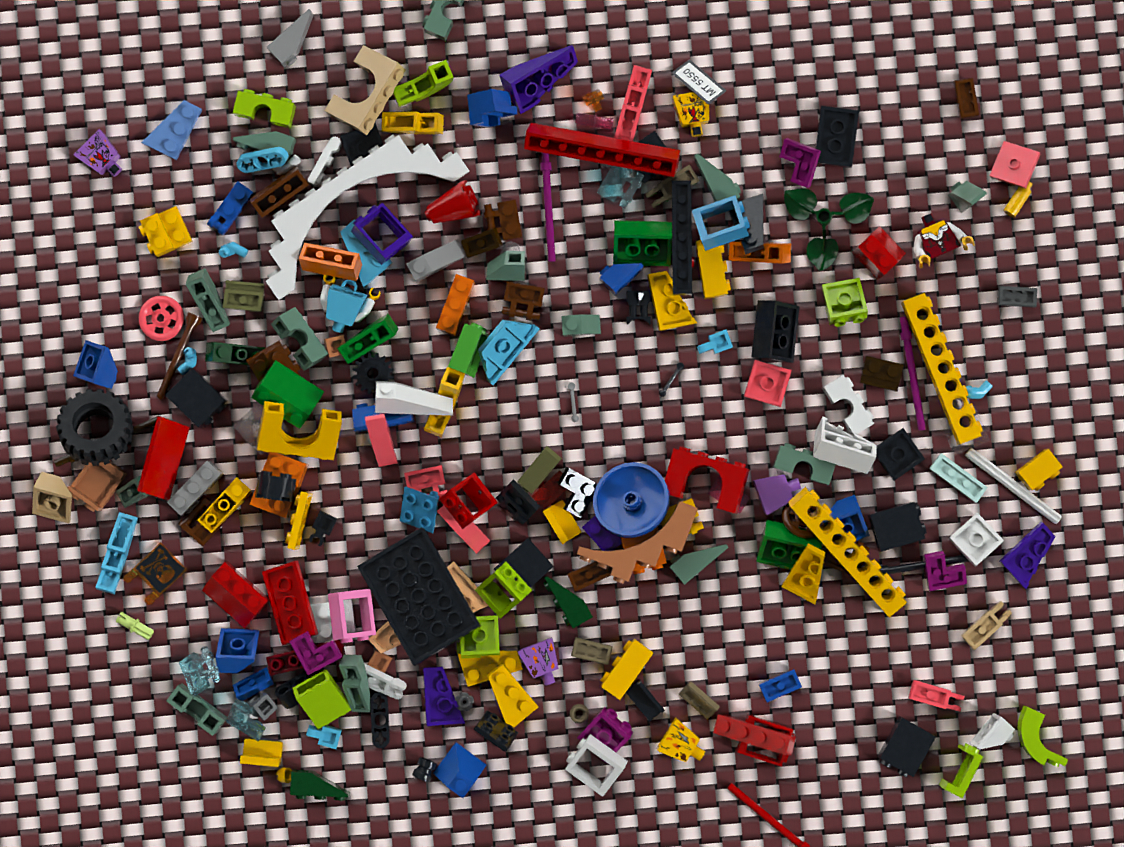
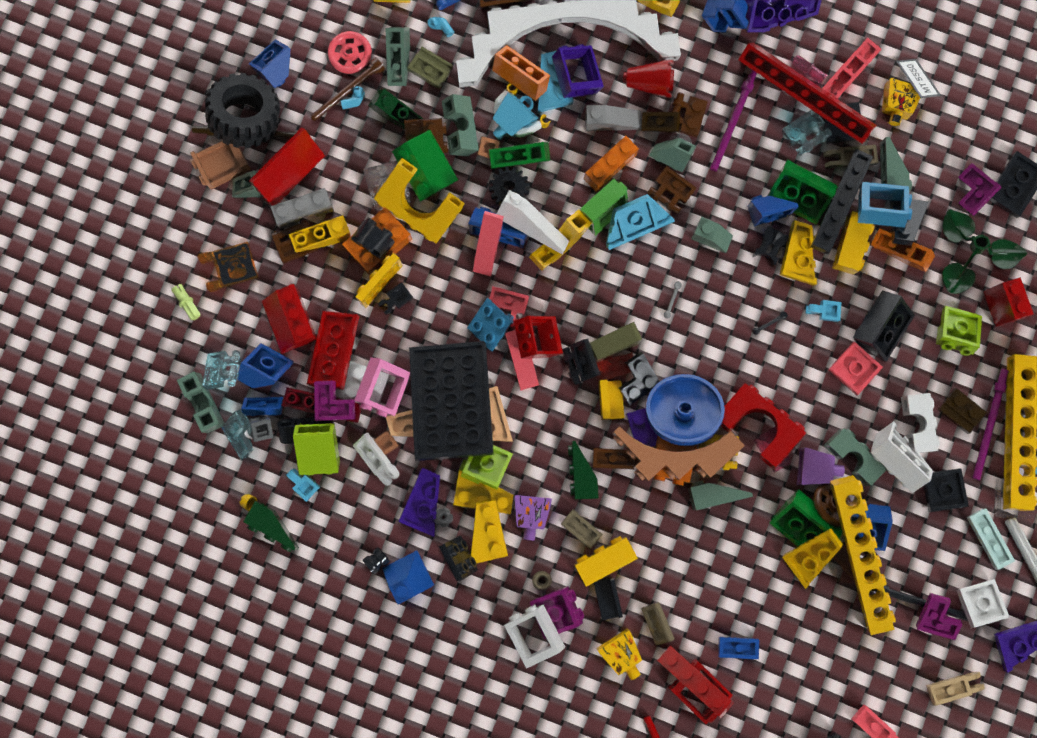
camera: 20 degrees right, 5 degrees down
(52, 498) = (172, 155): tan slope -> none
(116, 553) = (204, 232): medium azure slope -> none
(197, 398) = (344, 133): black brick -> none
(262, 752) = (238, 471): yellow panel -> none
(355, 683) = (354, 450): sand green slope -> none
(386, 734) = (358, 511): black beam -> none
(495, 597) = (518, 434): lime window -> none
(528, 562) = (556, 423): black brick -> none
(593, 99) = (817, 50): clear orange tile -> none
(897, 526) = (914, 555): black brick -> none

